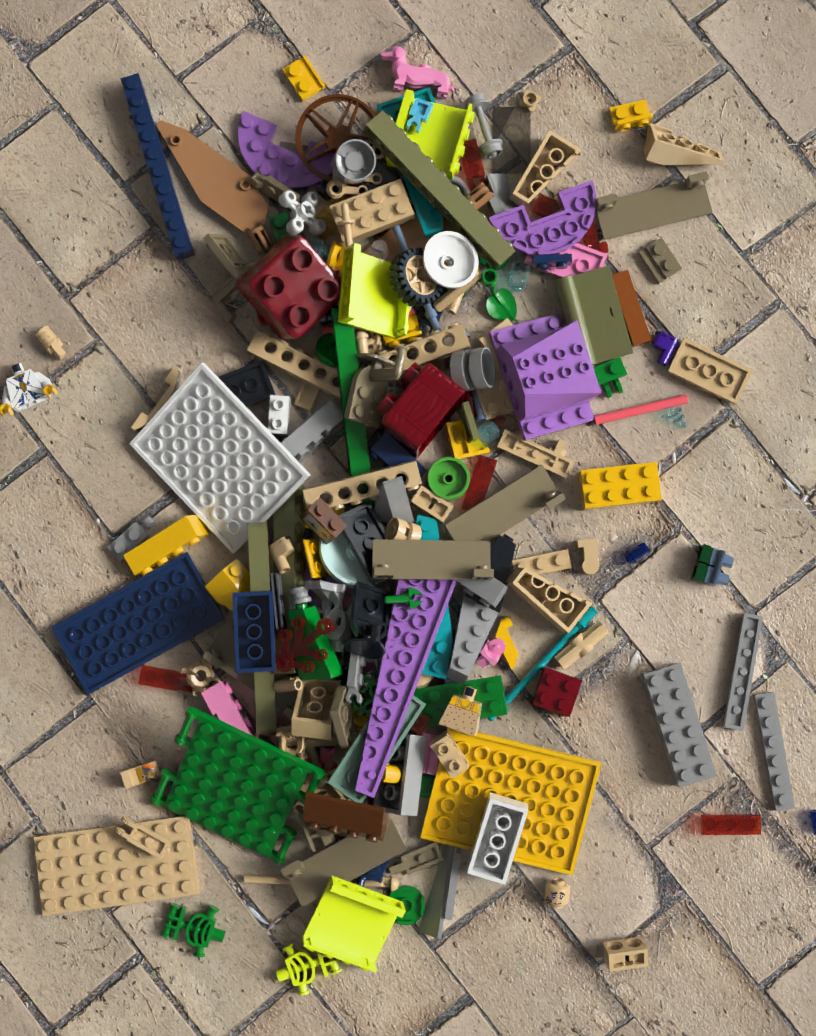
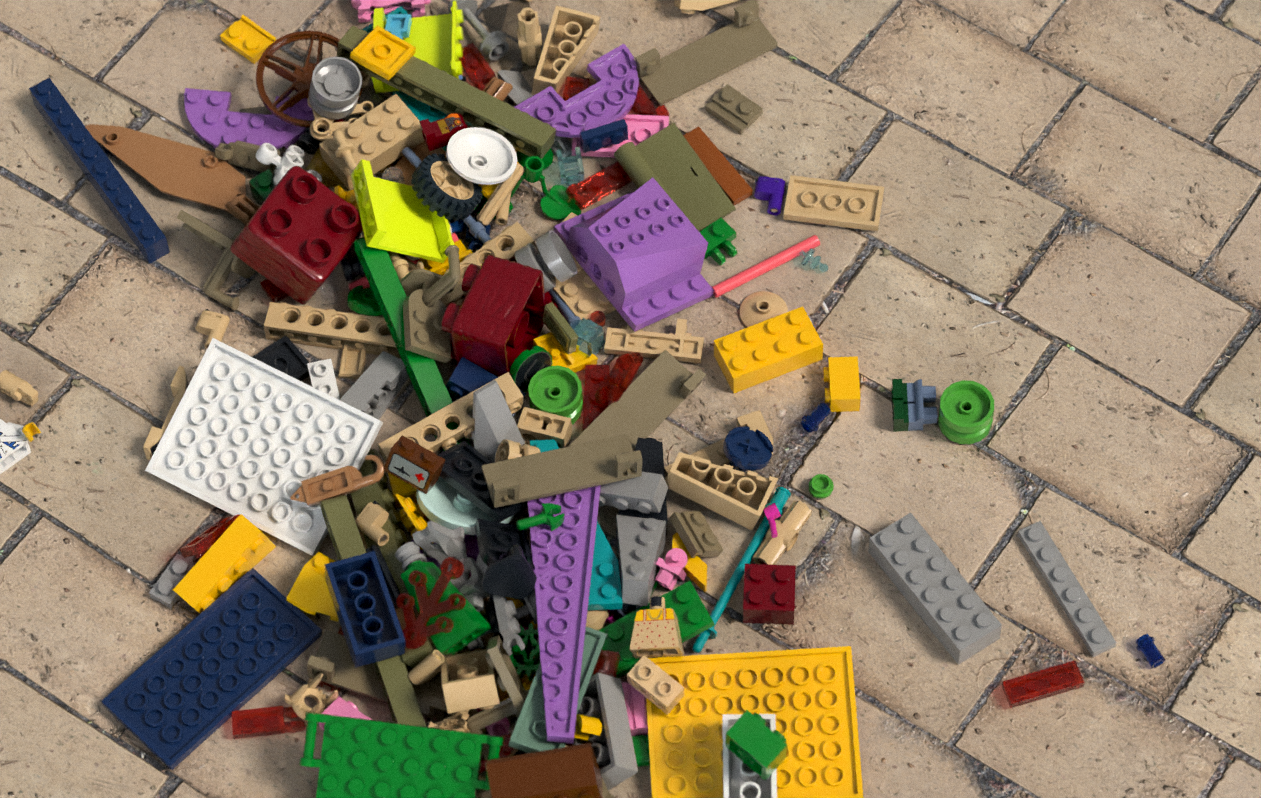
camera: 10 degrees left, 25 degrees down
(163, 519) = (201, 543): none -> clear red plate
(212, 333) = (213, 325): none -> tan piece
(263, 513) = (337, 483): none -> medium nougat plate
(398, 144) = (382, 52): none -> yellow tile
(428, 224) = (438, 133): none -> dark red leg
(436, 451) = (528, 364): none -> tile
(500, 477) = (619, 378): none -> clear red hinge
(506, 839) = (756, 744): none -> green brick
(518, 625) = (696, 534): none -> dark tan plate
(520, 153) = (529, 36): none -> tan piece
(534, 299) = (598, 185): none -> clear red plate
(577, 572) = (747, 449): none -> dark blue tile
(578, 629) = (772, 513): none -> dark pink hand
(619, 454) = (750, 307): none -> tan dish
(622, 611) = (821, 486): none -> bright green plate
(666, 532) = (843, 383): none -> yellow brick
(742, 671) = (993, 510): light grey plate -> none
(761, 590) = (966, 412): none -> bright green wheel

